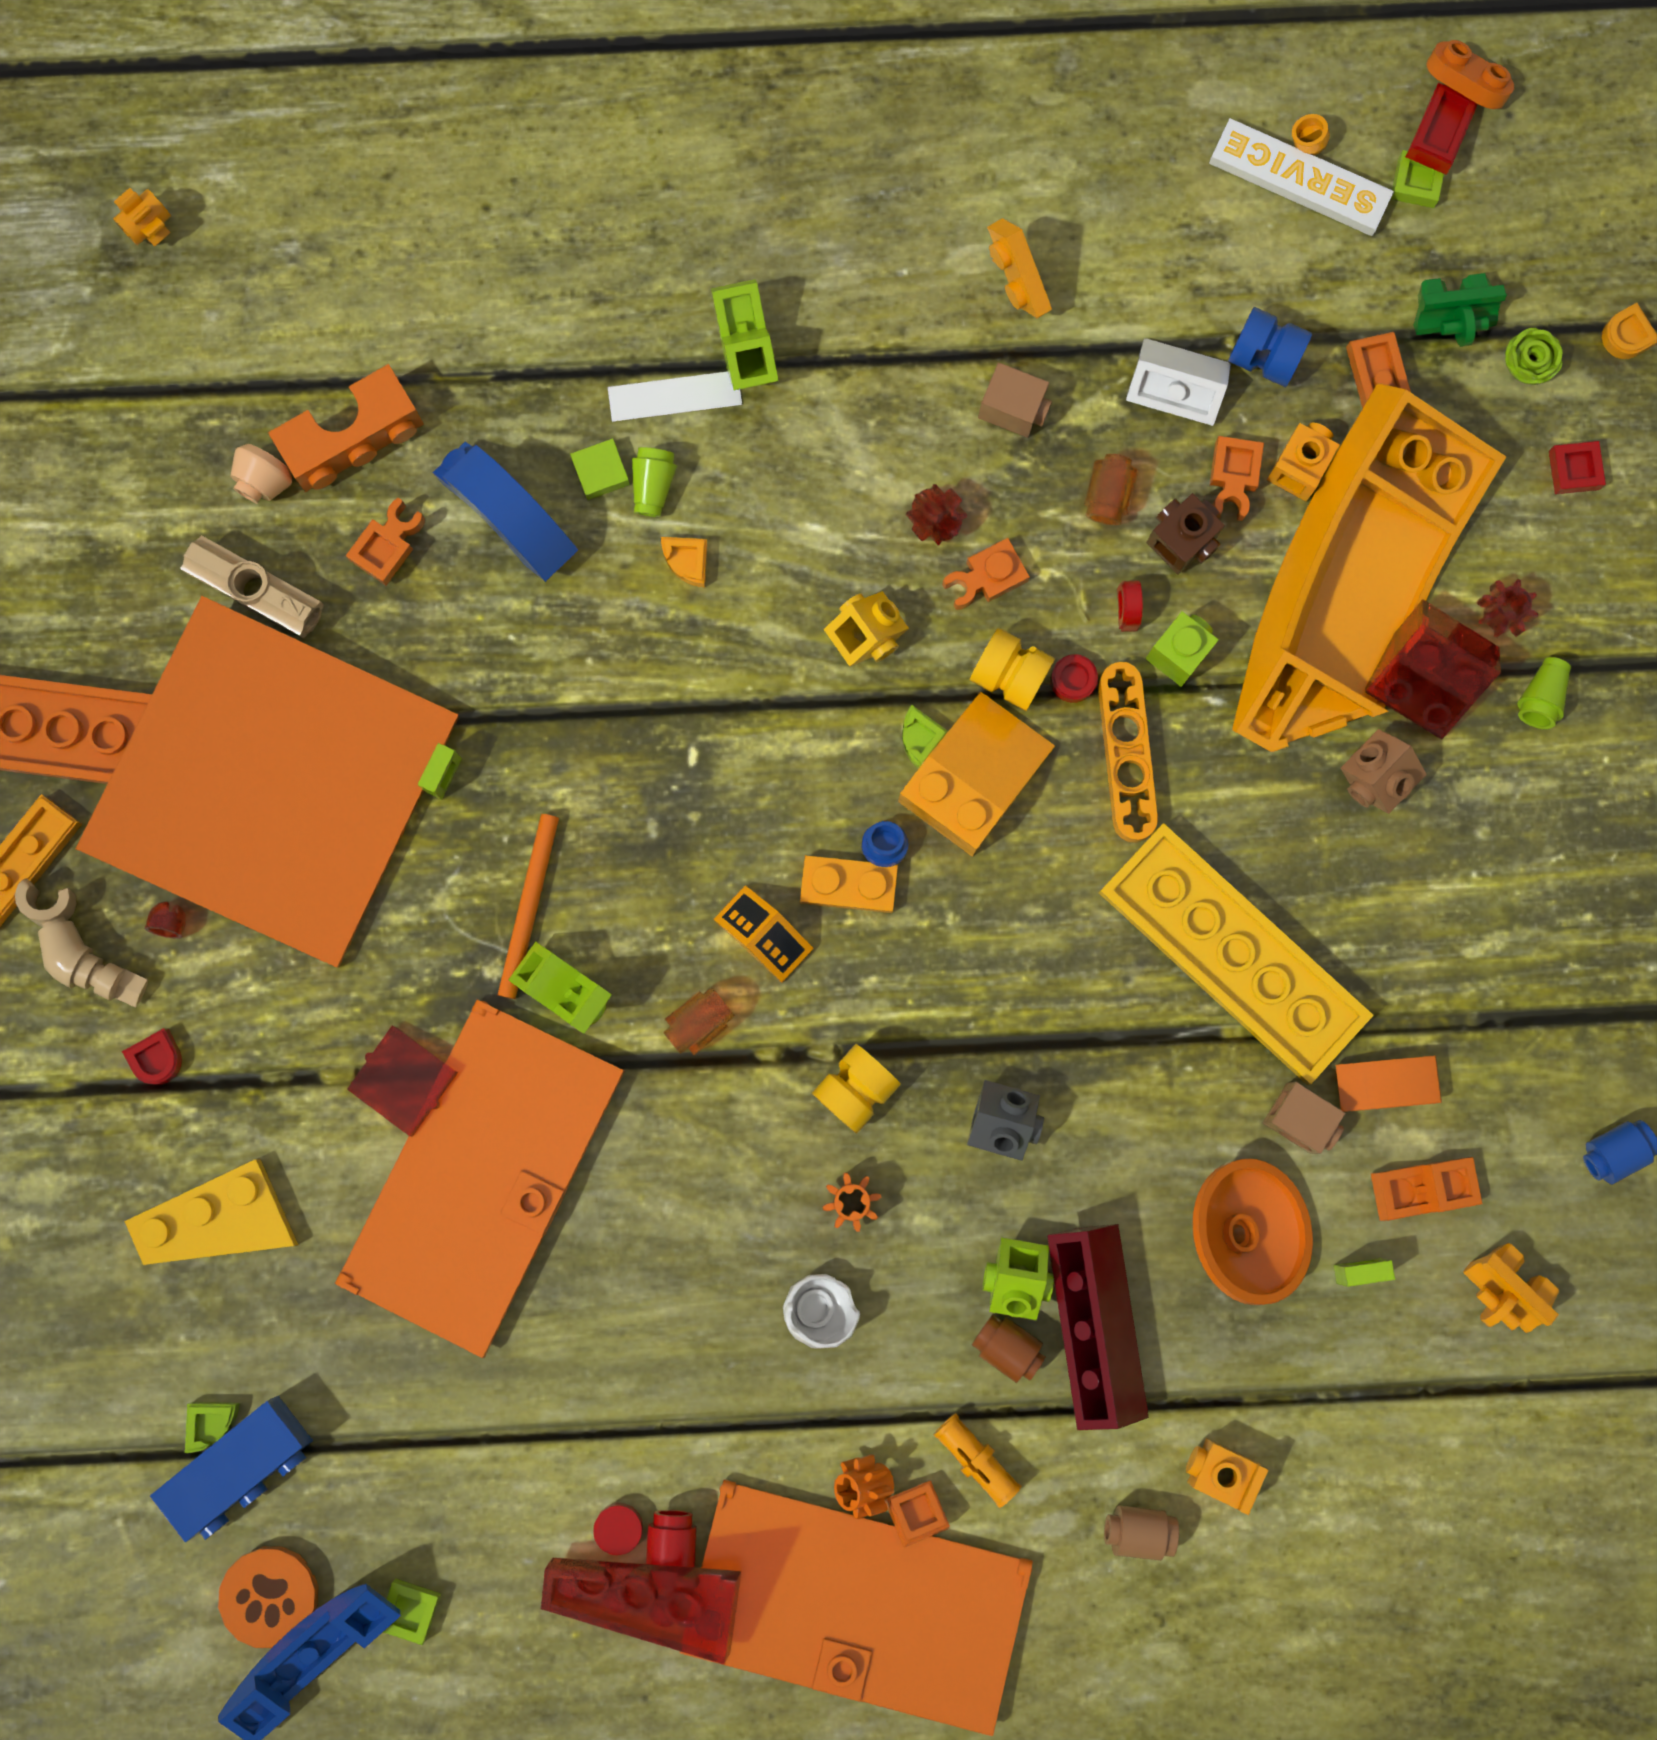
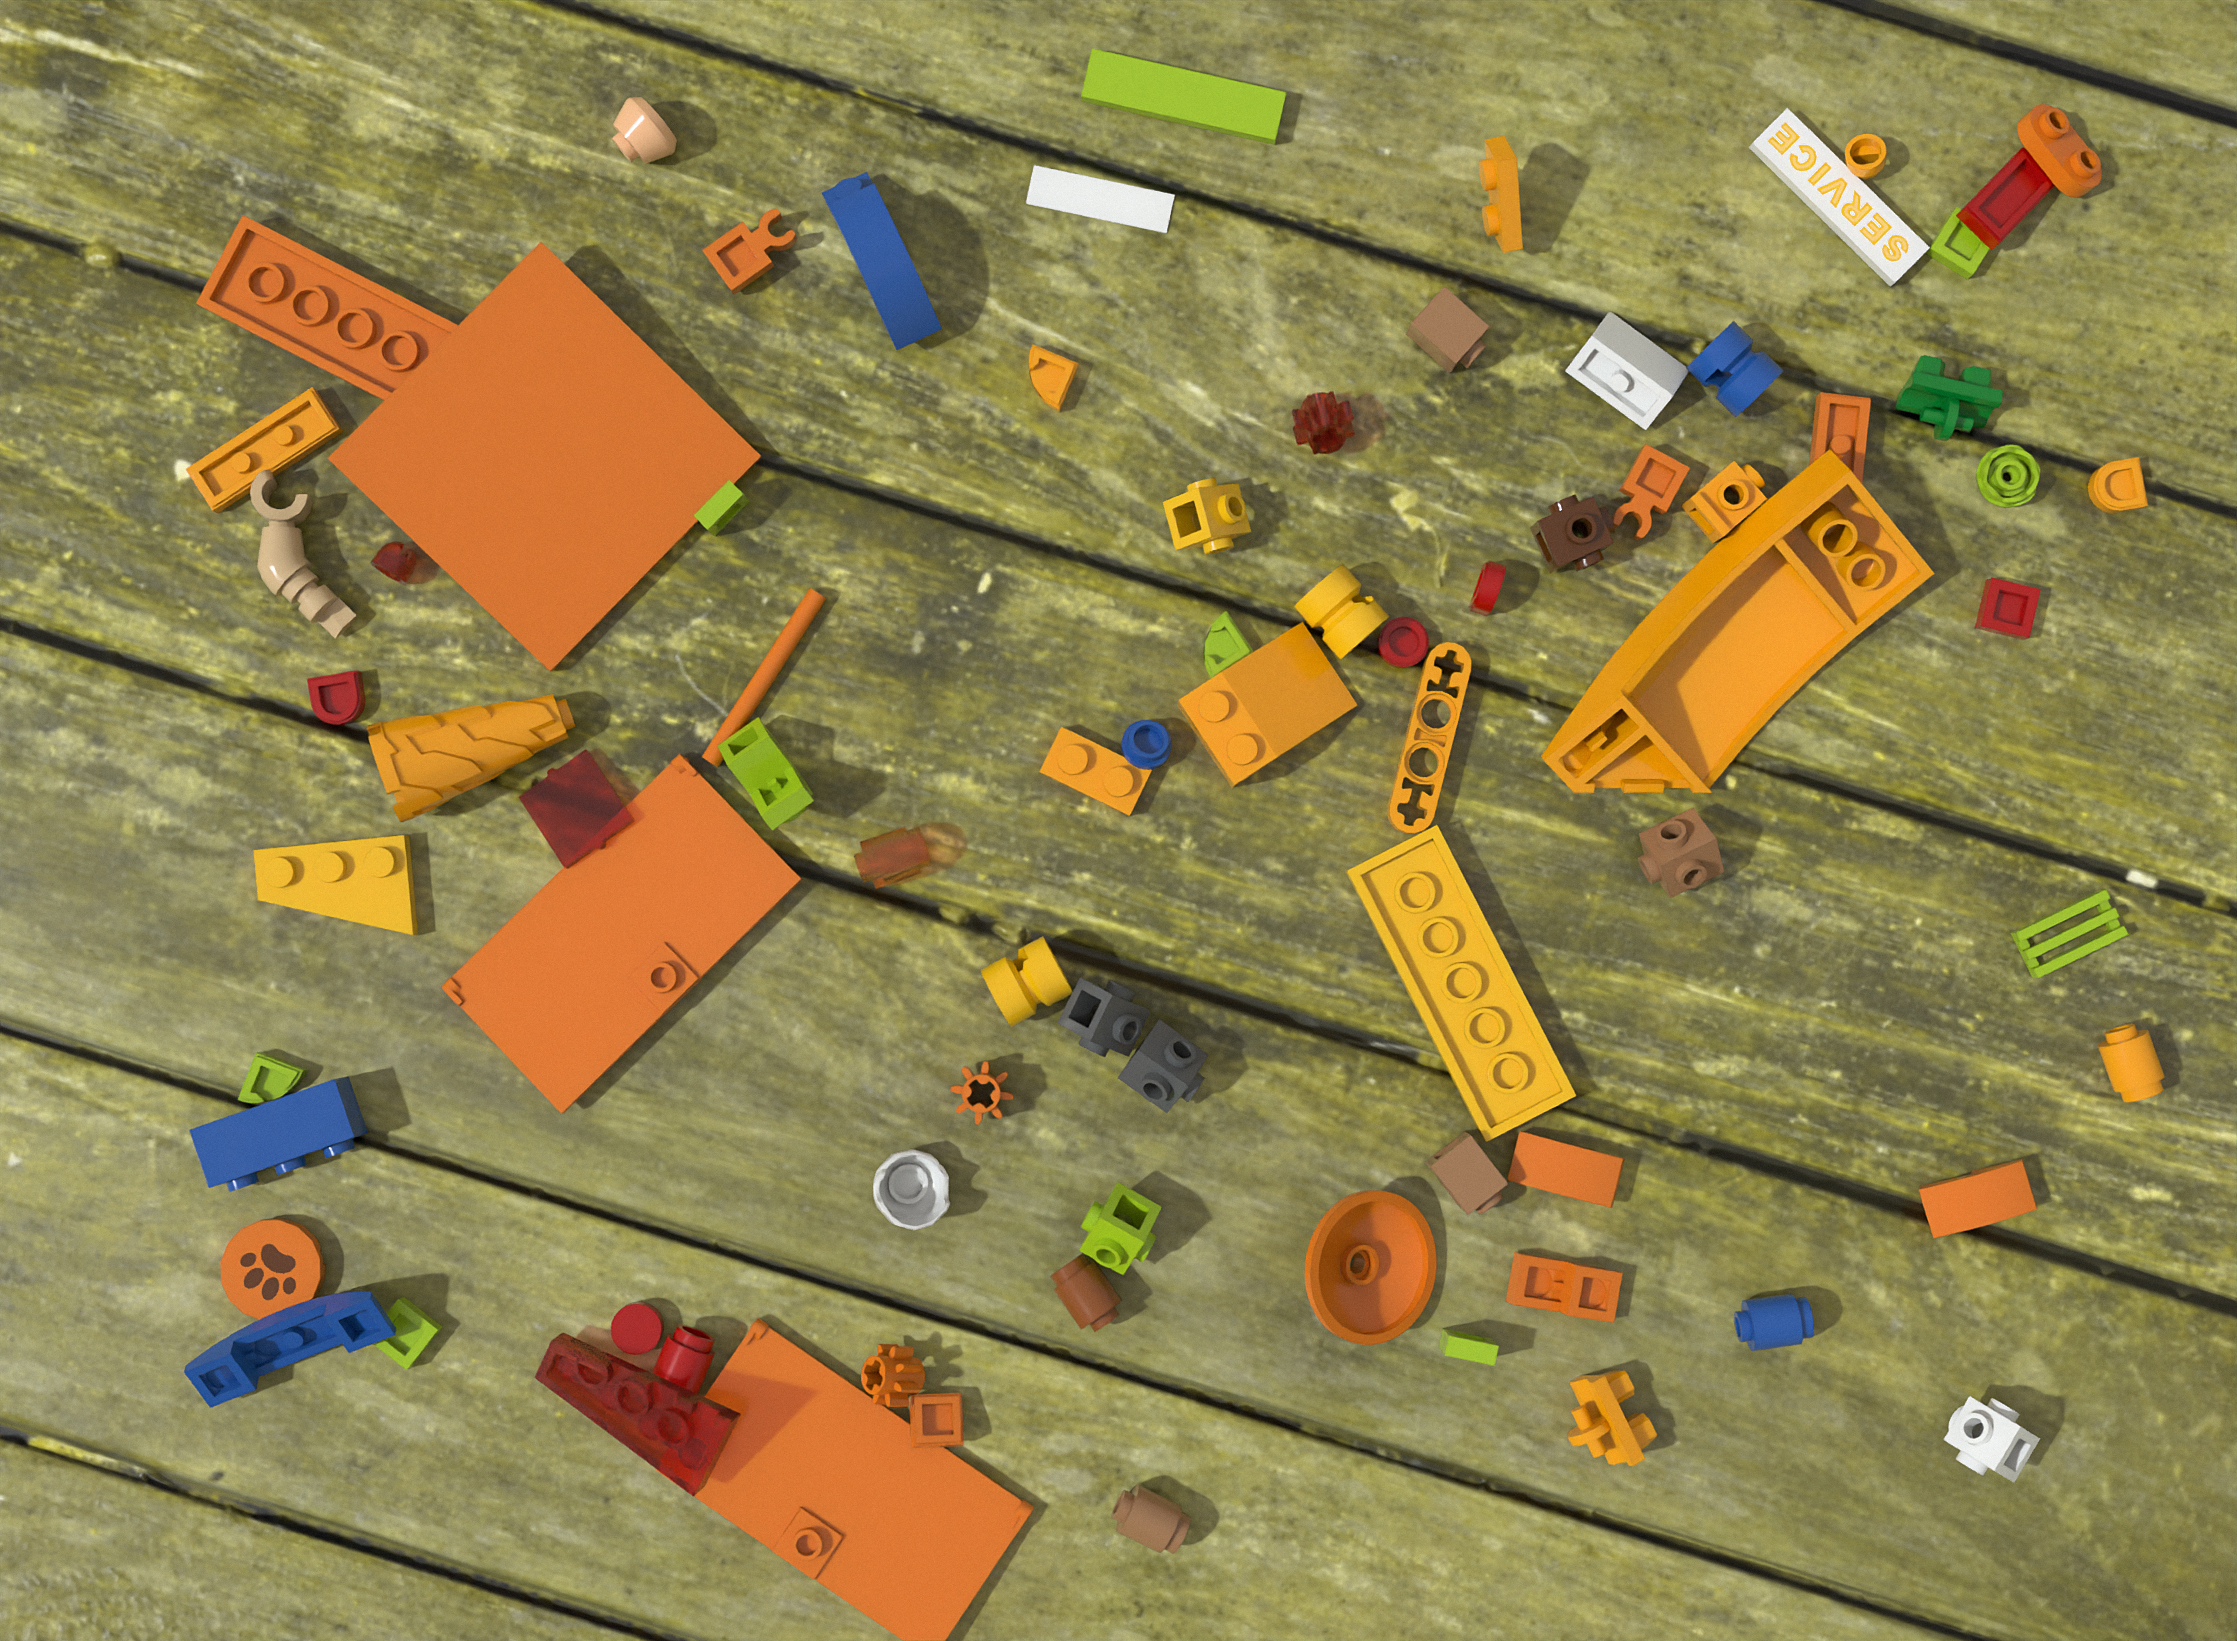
camera: 20 degrees right, 5 degrees up
(231, 573) = (579, 226): tan piece -> none
(272, 1069) = (458, 749): none -> light orange cone
(382, 419) = (791, 117): orange arch -> none
(600, 469) = (995, 250): lime tile -> none
(652, 480) = (1043, 282): lime cone -> none
(688, 286) = (1183, 96): none -> lime tile
(744, 335) = (1192, 163): lime brick -> none
(764, 933) = (991, 791): slope -> none
(936, 1095) = (1104, 1017): none -> dark grey brick
(977, 1460) = (1015, 1390): light orange pin -> none
(992, 572) = (1361, 502): orange plate -> none
(1098, 1327) = (1181, 1304): dark red brick -> none
(1110, 489) = (1513, 460): clear orange brick -> none
(1182, 647) = (1525, 651): lime brick -> none
(1244, 1484) = (1251, 1472): light orange brick -> none
(1434, 669) = (1774, 767): clear red slope -> none
(1514, 596) = (1885, 718): clear red gear -> none
(1546, 695) = (1880, 834): lime cone -> none

